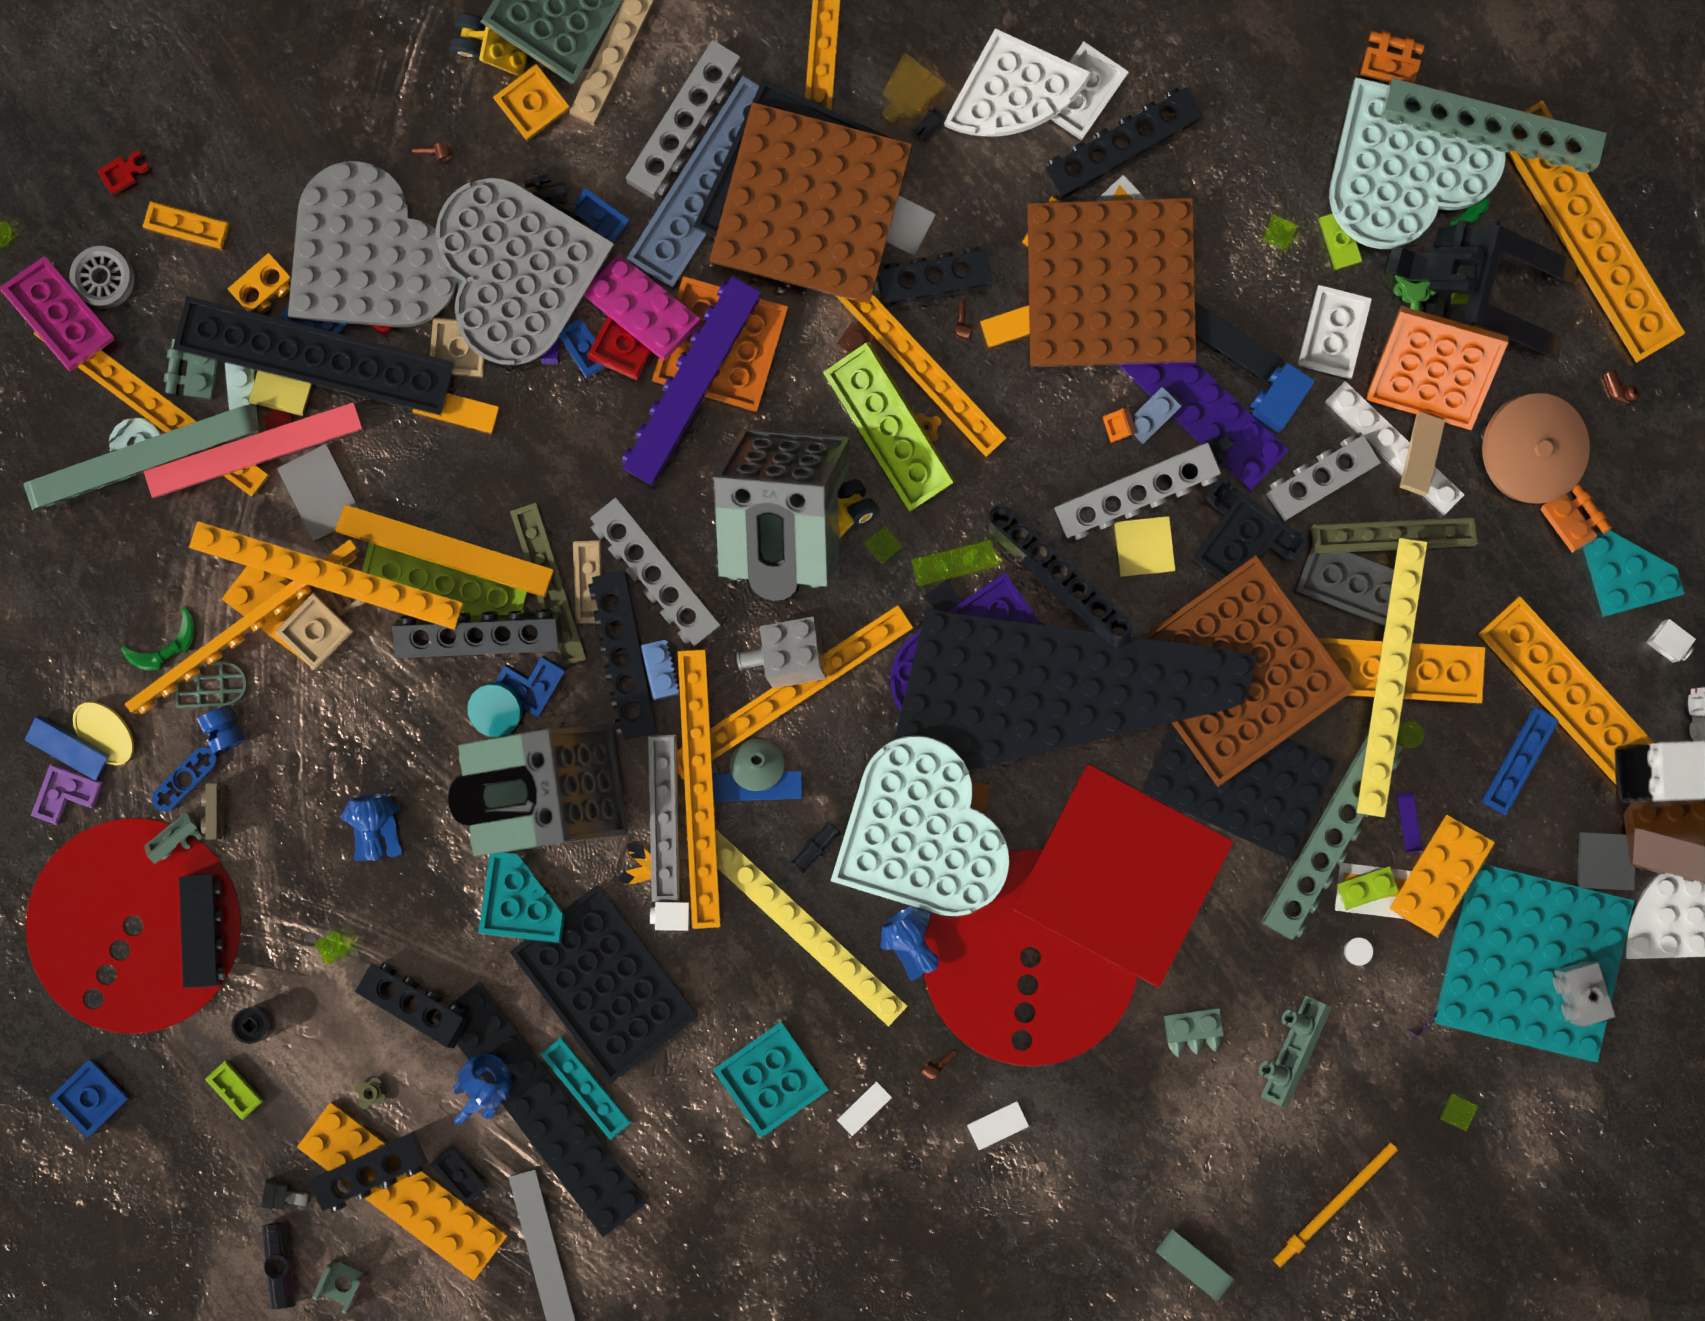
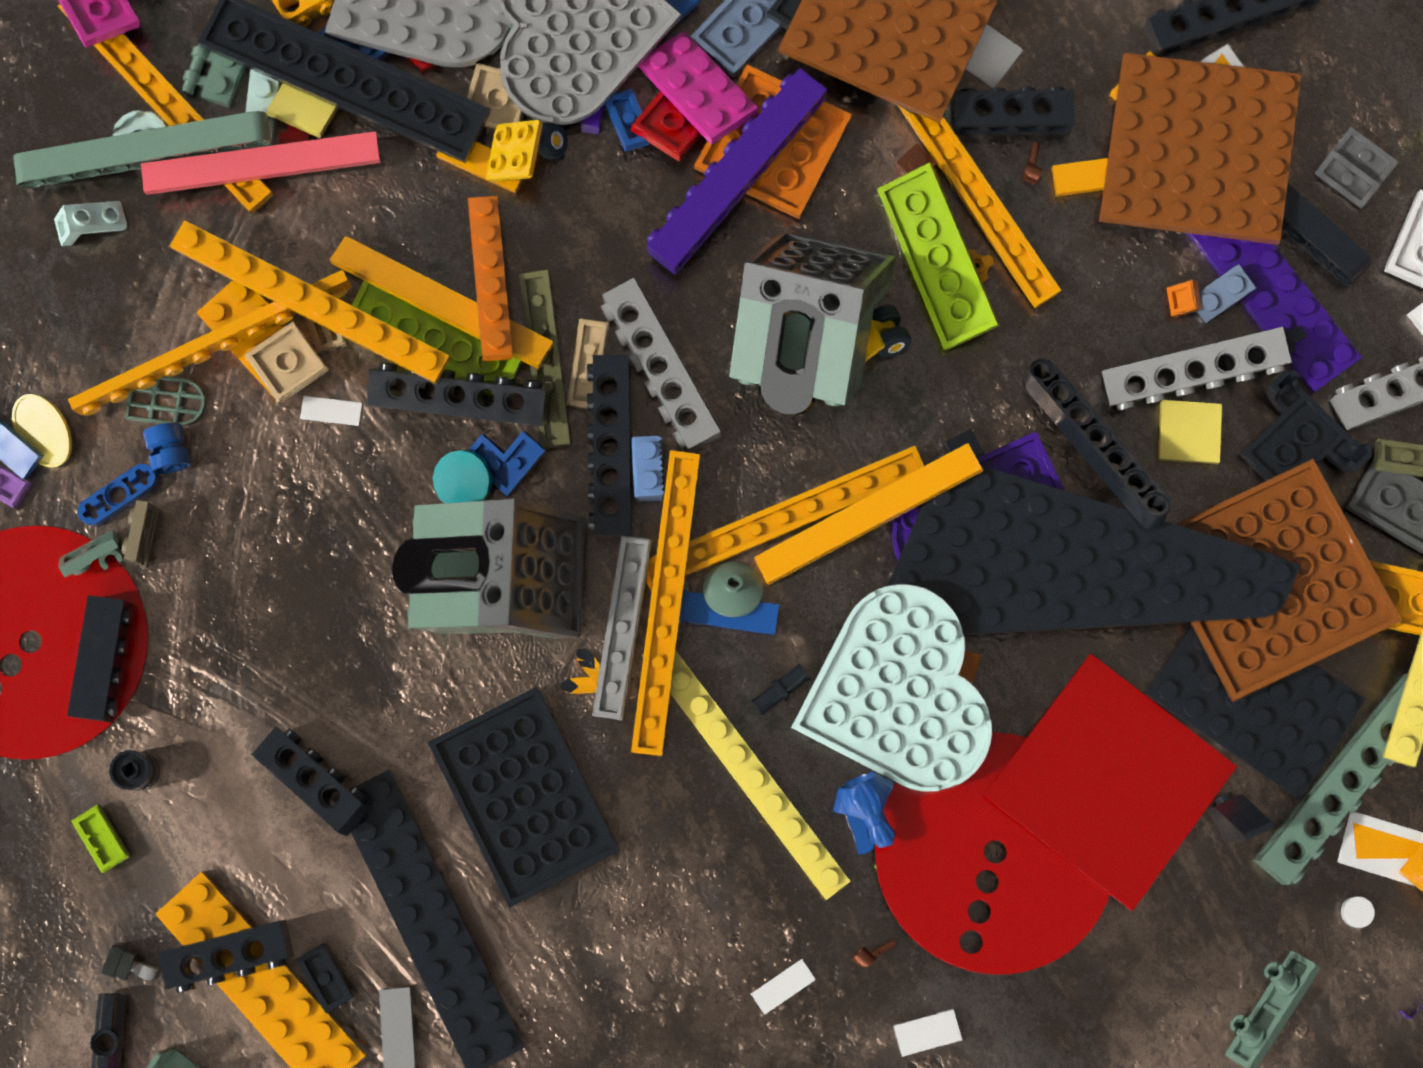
camera: 10 degrees right, 5 degrees down
(105, 530) = (88, 218): none -> light aqua bracket
(154, 661) = (145, 352): green piece -> none
(317, 490) = (320, 218): light grey tile -> none
(323, 947) = (228, 699): clear neon green plate -> none
(362, 666) = (331, 410): none -> white sticker
(371, 818) = (307, 570): blue piece -> none
(377, 1095) = (254, 873): olive plate -> none
(482, 1092) = (367, 889): blue piece -> none
(484, 520) = (490, 279): none -> orange plate
(486, 394) = (517, 146): none -> yellow plate
(518, 903) = (447, 691): teal plate -> none
(586, 1088) = (482, 907): teal tile -> none
(670, 916) = (610, 735): white brick -> none
(770, 1079) = (686, 935): teal plate -> none
(788, 652) = (789, 474): light grey brick -> none
(866, 676) = (868, 514): none -> light orange tile
(883, 545) = (909, 381): clear neon green tile -> none
(954, 563) = (982, 413): clear neon green tile -> none
(1194, 1028) = (1161, 964): sand green plate -> none
(1238, 888) = (1238, 818): none -> black slope
(1257, 273) = (1356, 167): none -> flat silver slope
(1279, 233) = (1385, 130): clear neon green tile -> none
(1282, 399) = (1359, 304): blue brick -> none
(1367, 888) = (1377, 843): lime plate -> none

